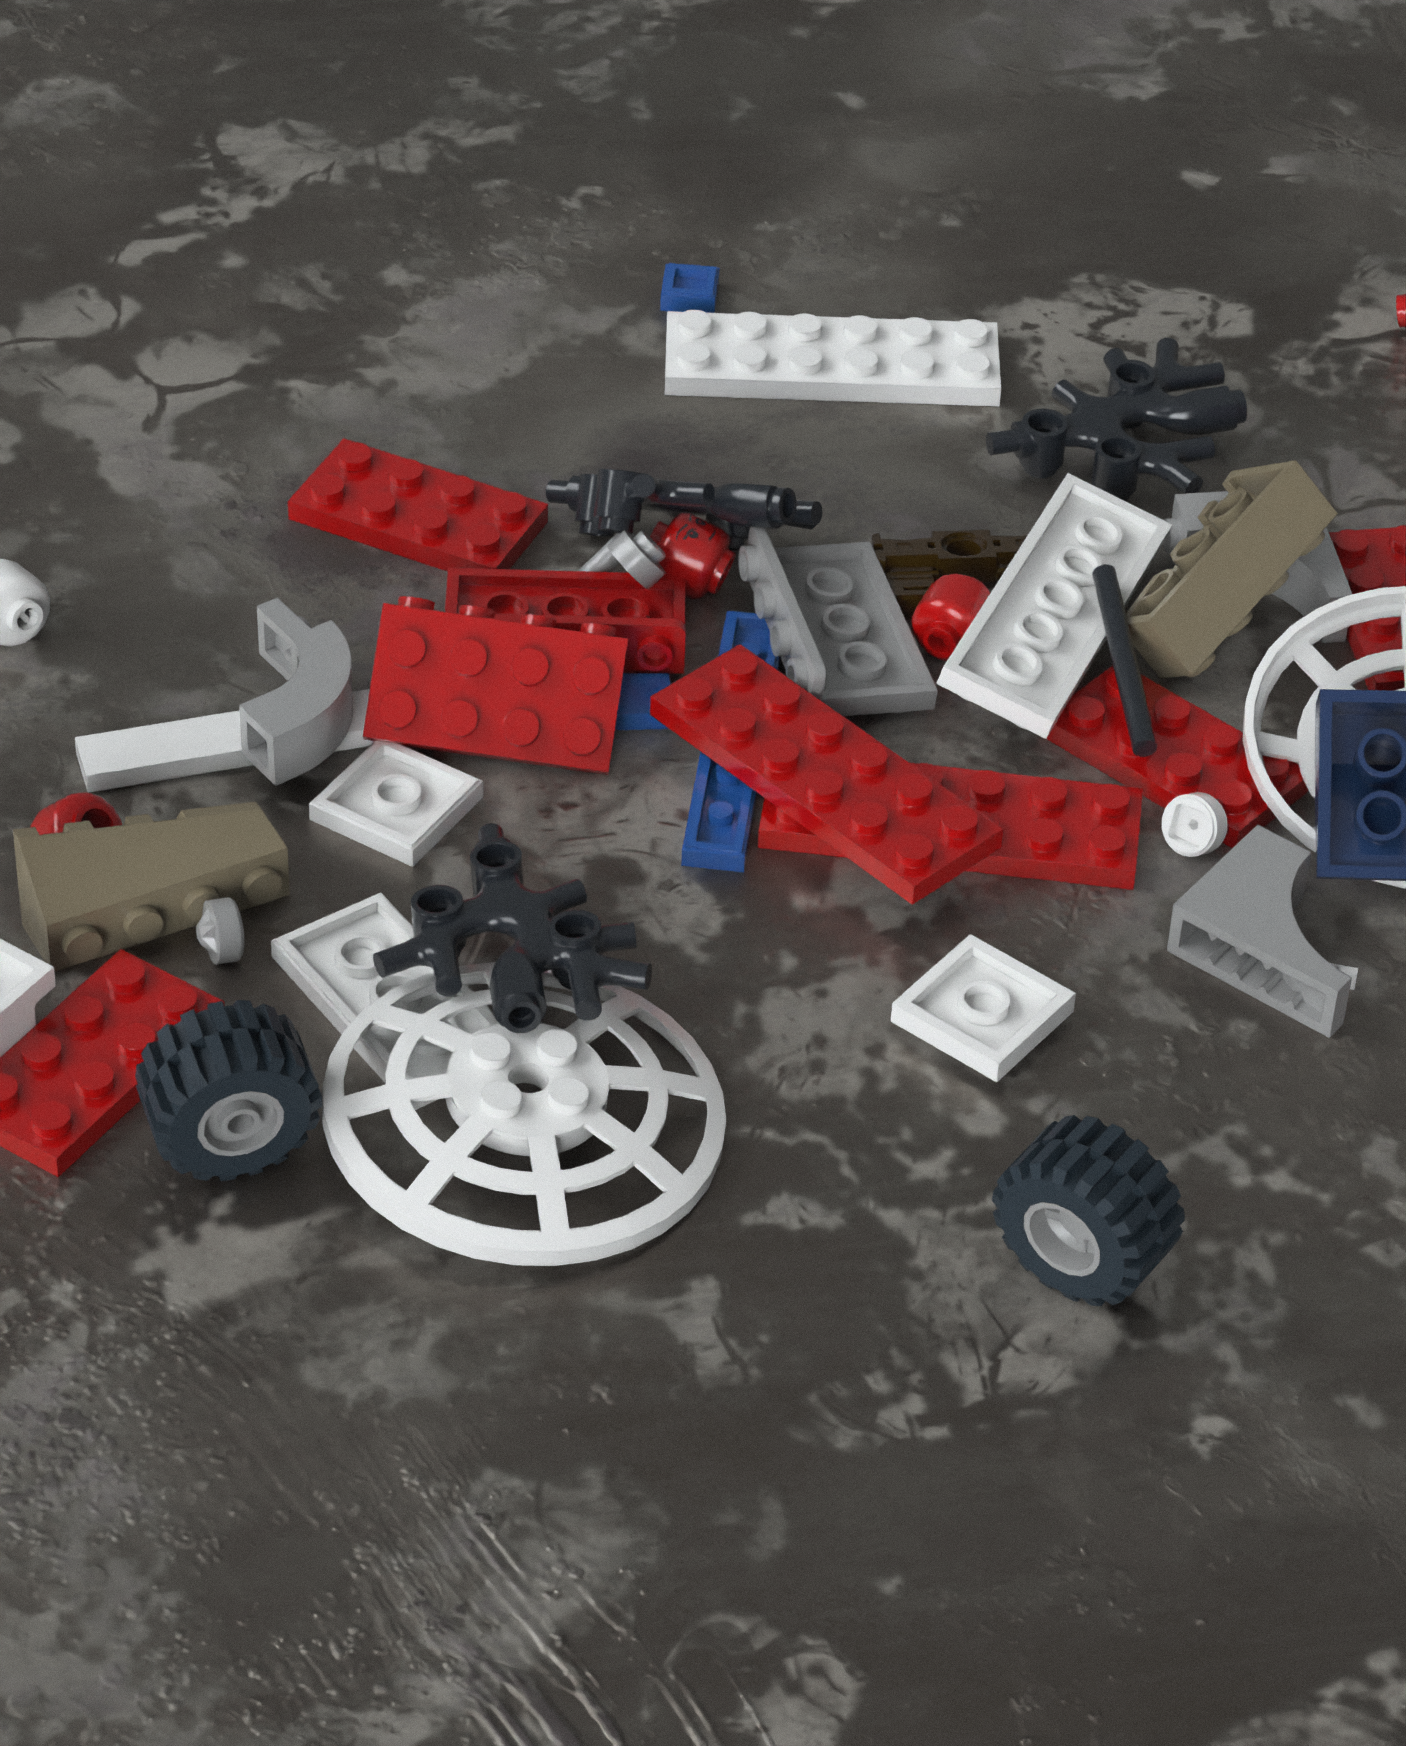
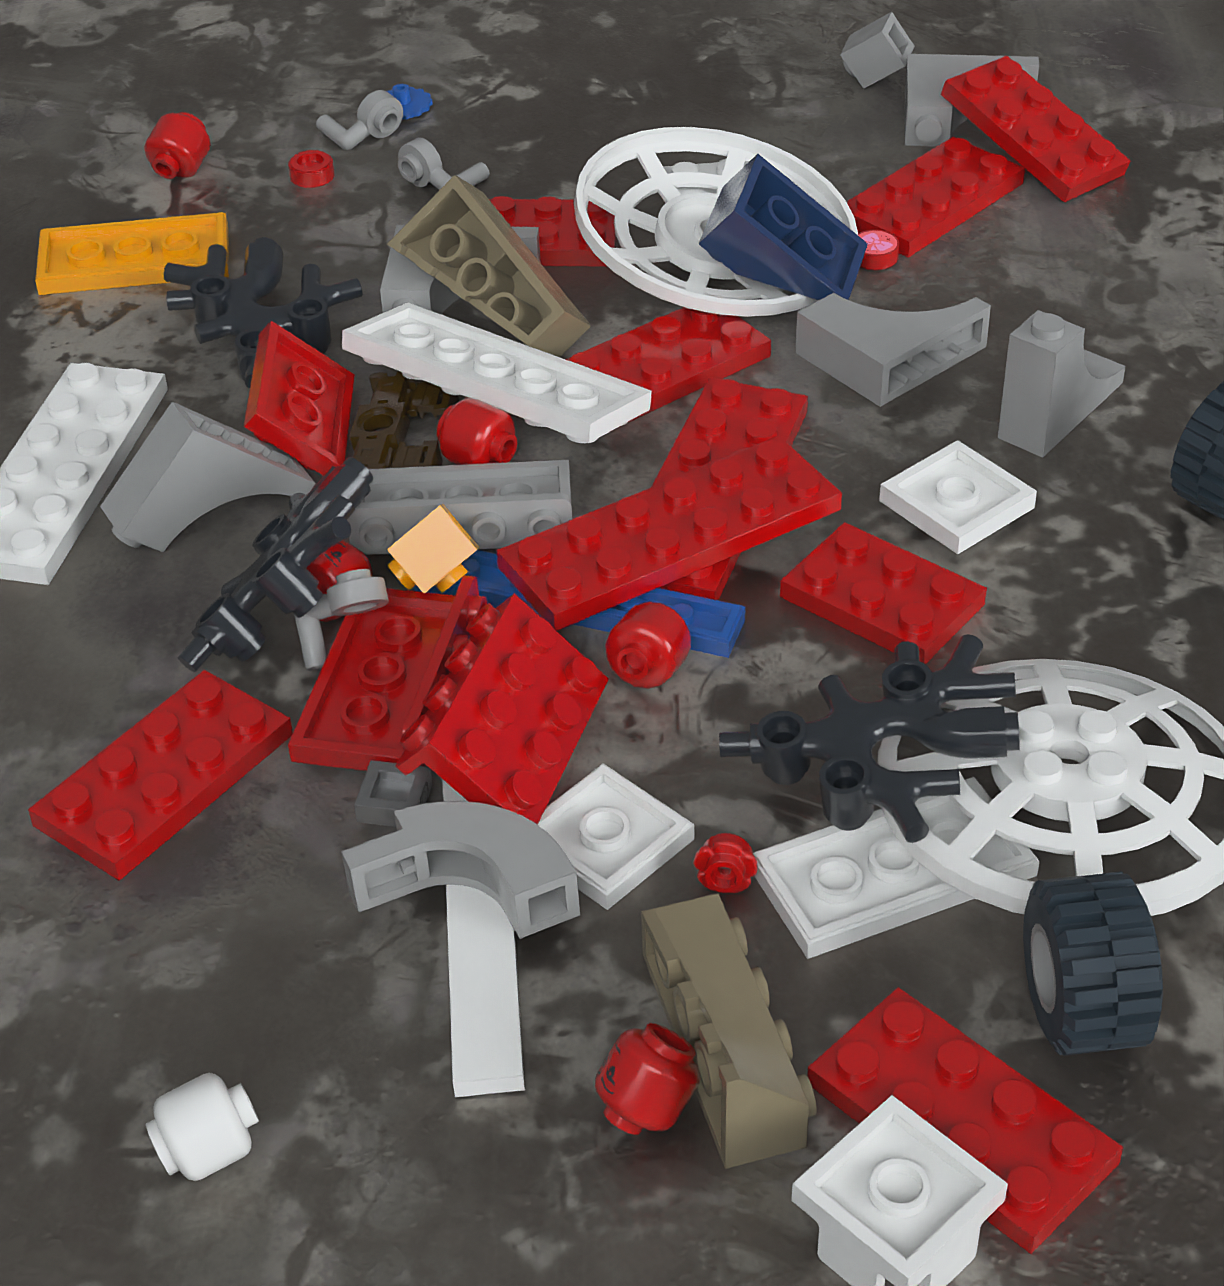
camera: 75 degrees left, 0 degrees up
(221, 930) = (798, 976): light grey tile -> none
(357, 872) = (729, 852): none -> red plate
(650, 784) = (651, 641): none -> red head
(721, 598) = (432, 552): none -> light orange brick
(806, 966) = (882, 592): none -> red plate
(810, 426) = (190, 469): none -> light grey arch
(959, 474) = (299, 400): none -> red plate
(1124, 661) = (581, 344): black bar -> none
(1194, 824) = (759, 358): white tile -> none
(1194, 1069) = (1051, 383): none -> light grey arch
(1228, 318) = (125, 251): none -> light orange tile

